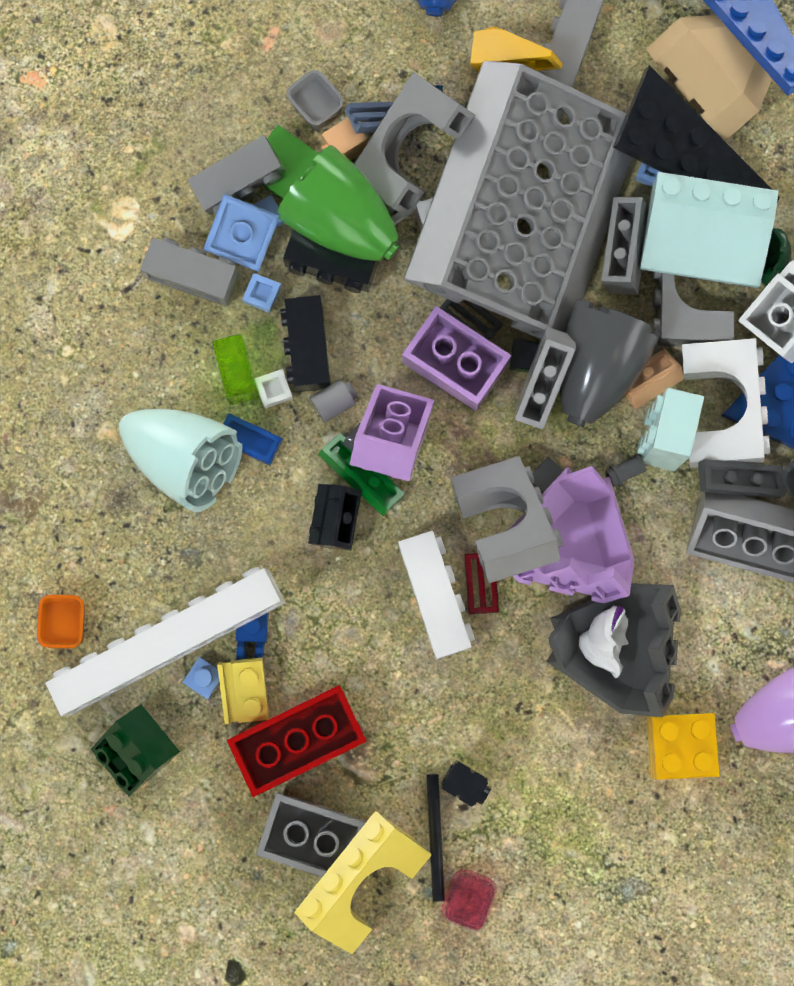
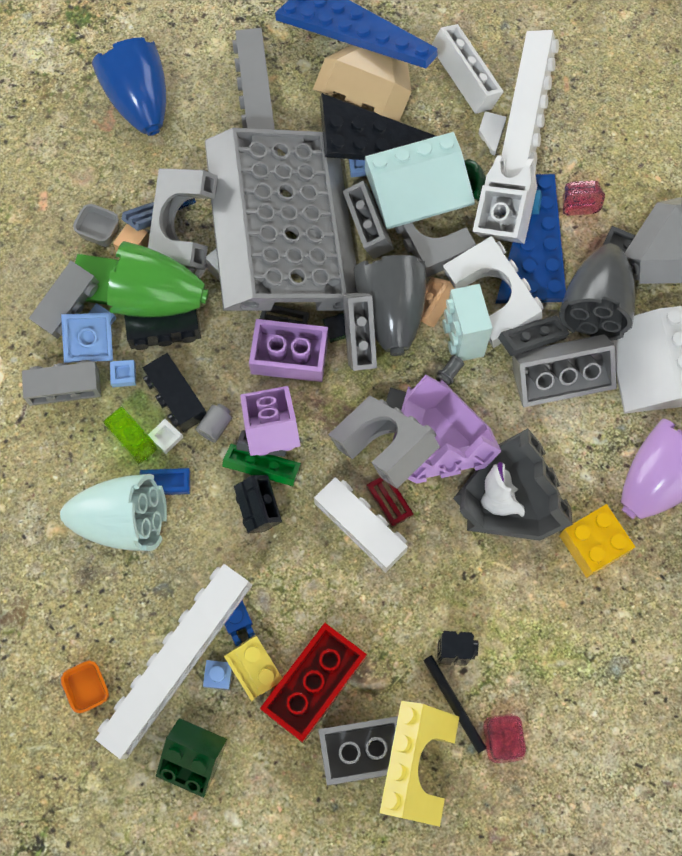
camera: 30 degrees left, 10 degrees down
(503, 46) = (215, 125): yellow slope -> none

